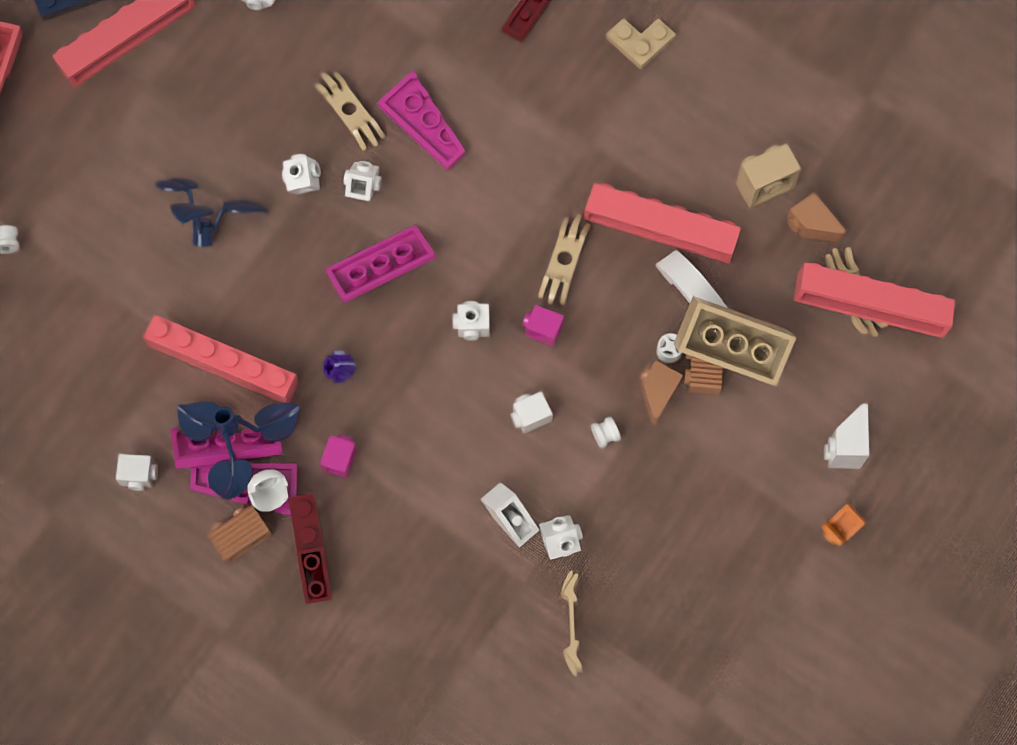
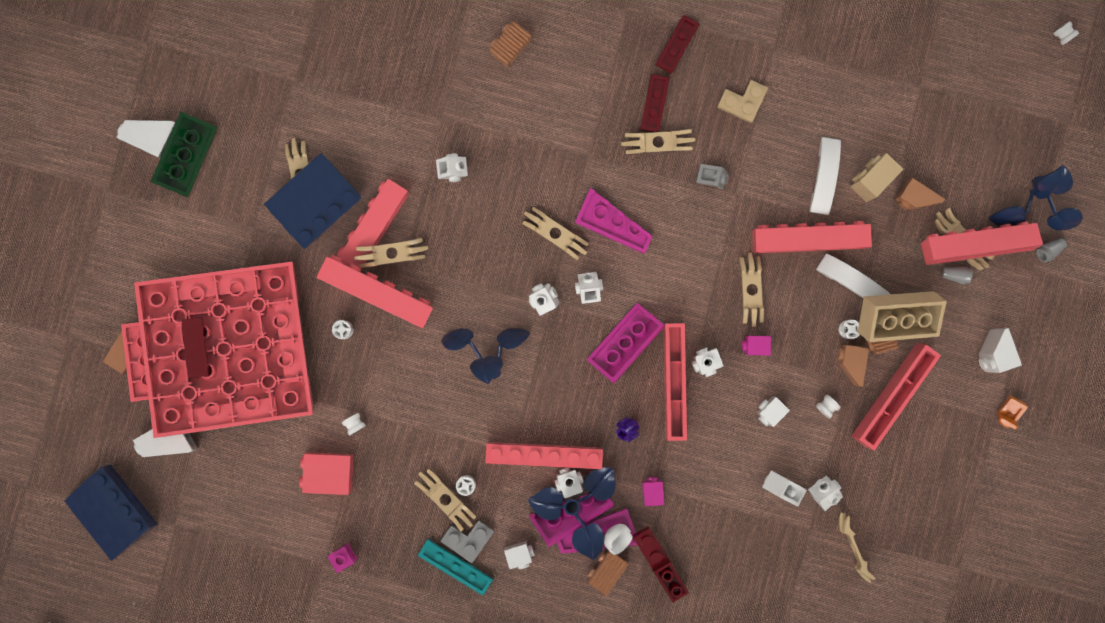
camera: 25 degrees left, 15 degrees up
(42, 121) = (338, 329): none -> white wheel
(51, 460) = (455, 566): none -> teal tile
(72, 356) = (455, 505): none -> tan piece
(82, 439) = (468, 545): none -> light grey plate
(100, 91) = (374, 292): none -> coral brick
(105, 357) = (463, 486): none -> white wheel
(127, 50) = (380, 257): none -> tan piece
(239, 399) = (569, 489): none -> white brick
(421, 329) = (675, 382): none -> coral brick
(502, 45) = (669, 138): none -> tan piece
(568, 109) = (712, 176): none -> light grey bracket
(696, 447) = (895, 396): none -> coral brick
(707, 159) = (826, 176): none -> white slope
(833, 331) = (958, 274): none -> light grey cone
(965, 344) = (1051, 250): none -> light grey cone
(984, 248) = (1058, 182): none -> dark blue plant

